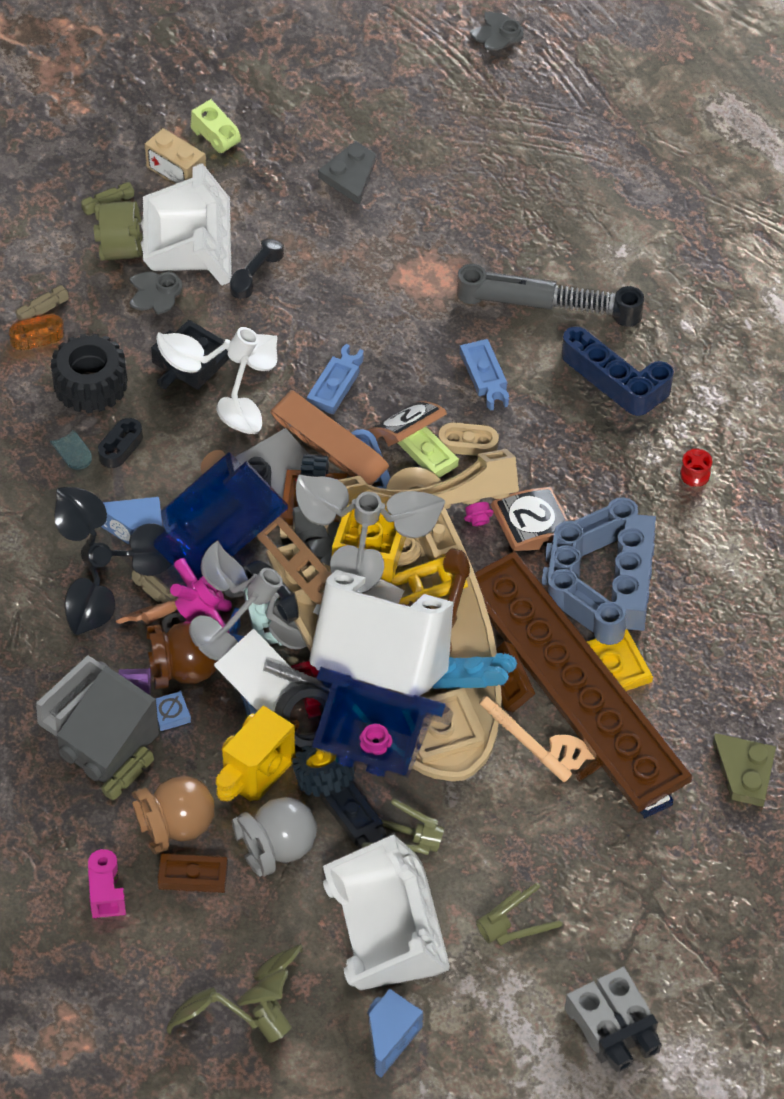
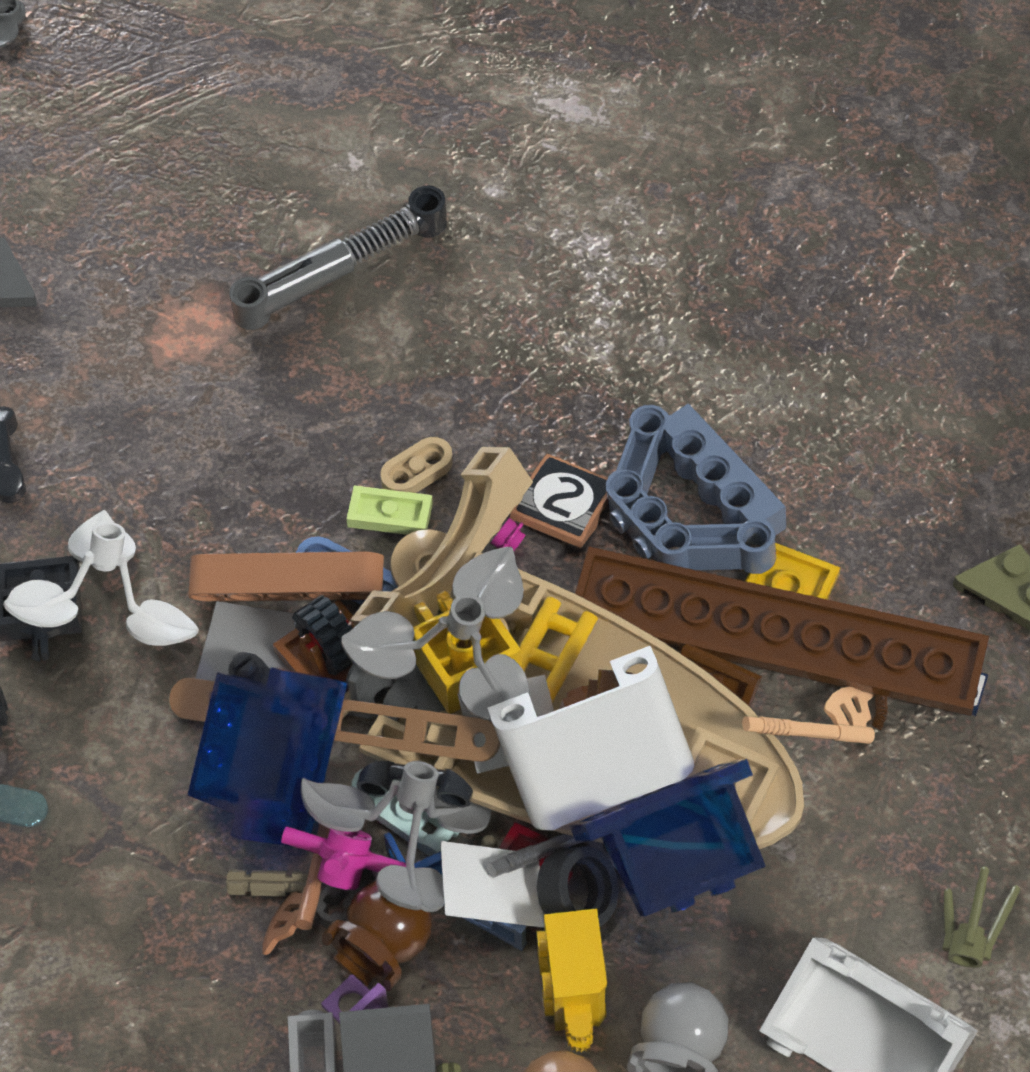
camera: 40 degrees left, 5 degrees up
(76, 517) = (147, 877): black plant -> none
(116, 440) = (52, 757): black beam -> none
(127, 515) = (172, 829): medium blue slope -> none
(172, 711) = (426, 991): medium blue tile -> none
(319, 773) = (648, 938): black wheel -> none
(335, 381) = (219, 510): medium blue plate -> none
(355, 815) = (727, 951): black hinge -> none
(375, 732) = (689, 844): dark pink plate -> none
(407, 421) = (345, 496): slope -> none
(426, 836) = (815, 909): olive plant -> none
(458, 565) = (575, 606): reddish brown bar -> none
(477, 672) = (710, 694): dark azure hinge -> none
(485, 372) = (359, 385): medium blue plate -> none
(616, 378) = (484, 291): dark blue beam -> none
(696, 467) = (653, 319): red wheel -> none

